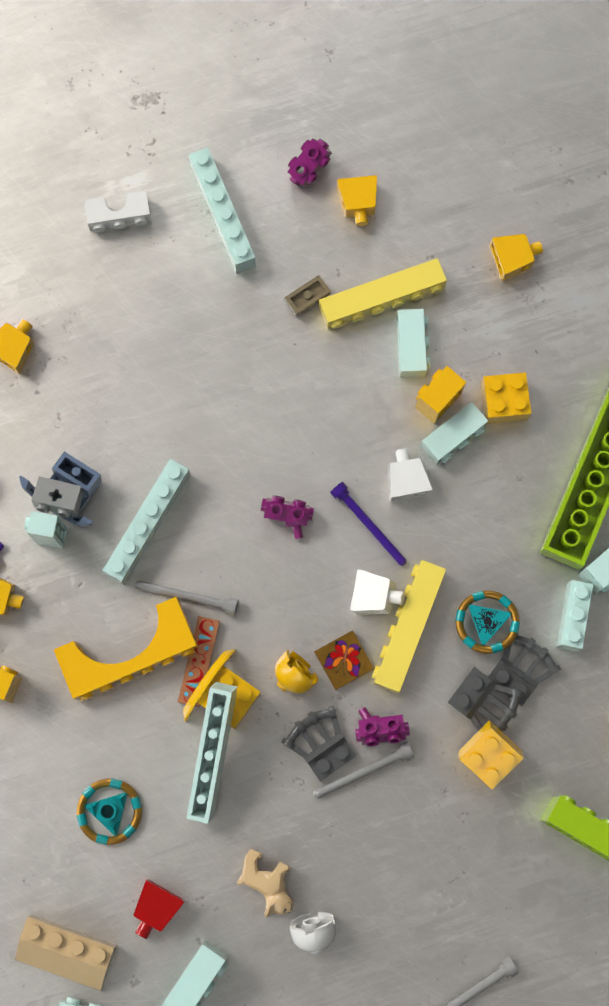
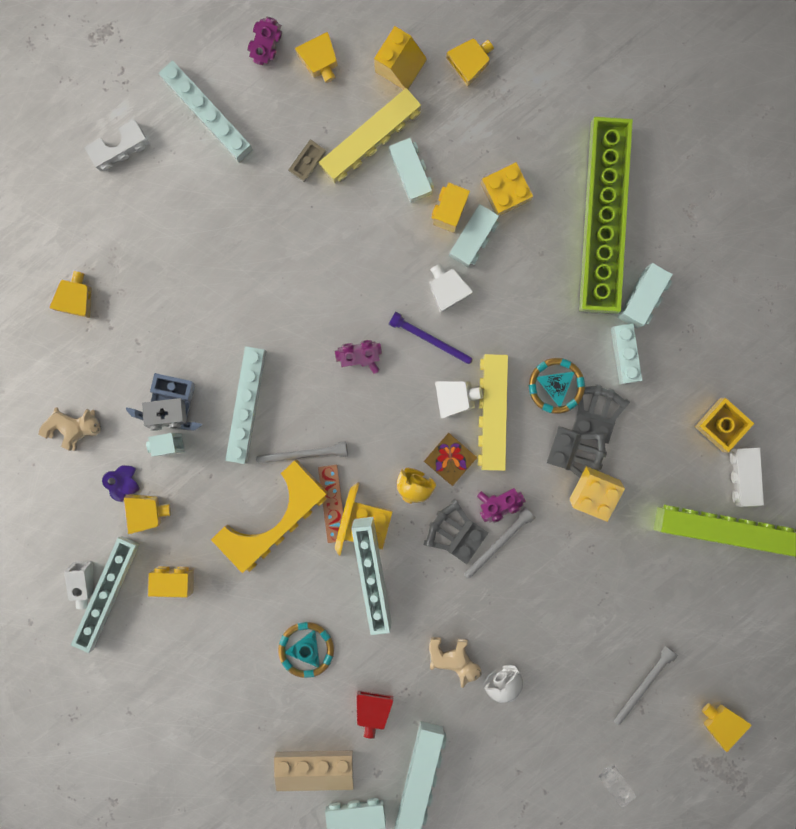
camera: 15 degrees left, 10 degrees up
(440, 227) = (399, 59): none -> yellow slope

